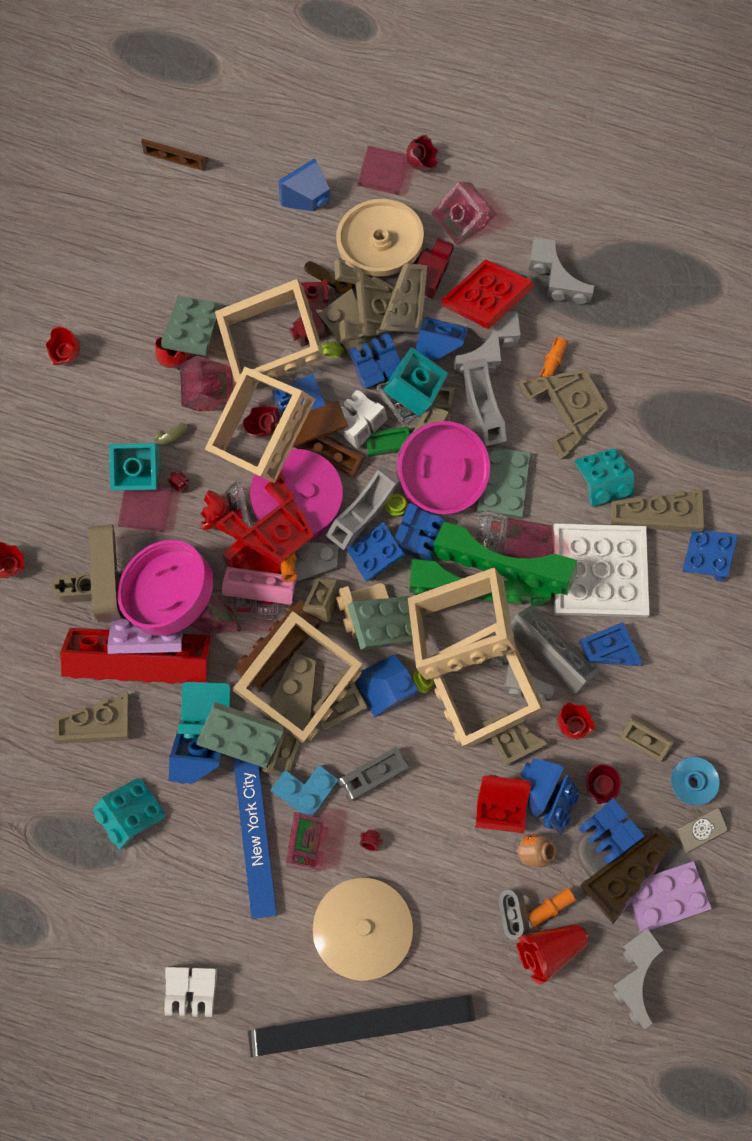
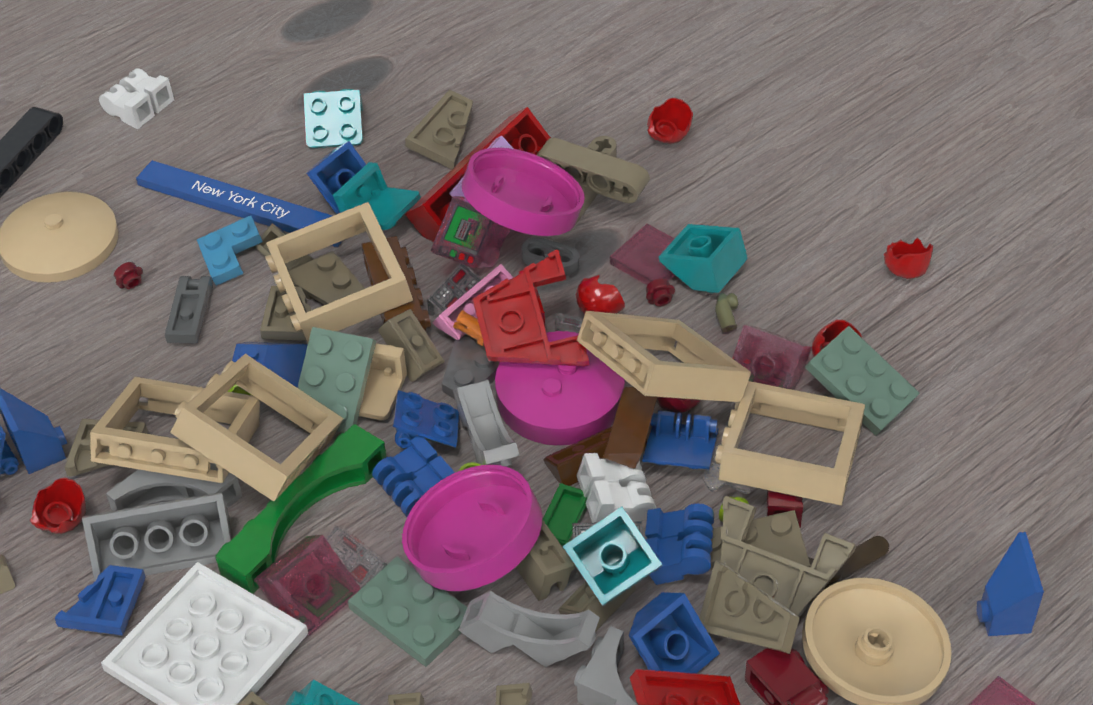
camera: 130 degrees right, 25 degrees down
(240, 735) = (318, 197): sand green plate -> none
(306, 842) = (174, 214): clear pink slope -> none
(316, 294) = (833, 520): dark red brick -> none
(502, 803) = (47, 384): red bracket -> none
(547, 572) = (361, 502): green arch -> none

